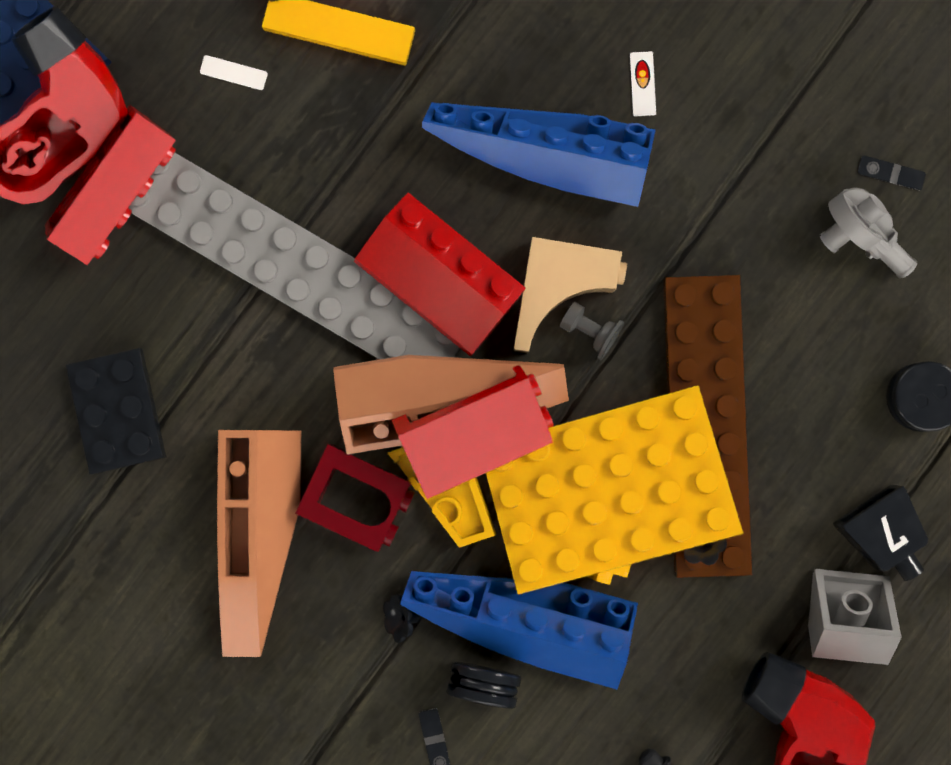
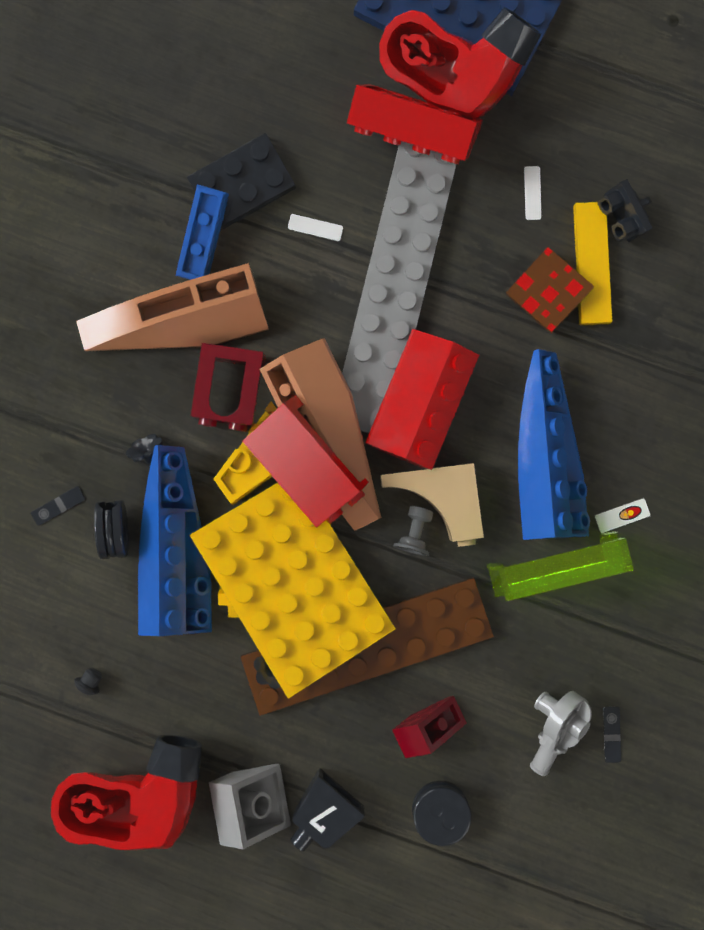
camera: 70 degrees right, 0 degrees up
(164, 475) = (202, 232): none -> blue tile
(196, 340) = (315, 227): none -> white sticker
(355, 88) = (549, 290): none -> reddish brown tile
(687, 171) = (562, 569): none -> clear neon green piece
(823, 381) = (429, 728): none -> dark red slope

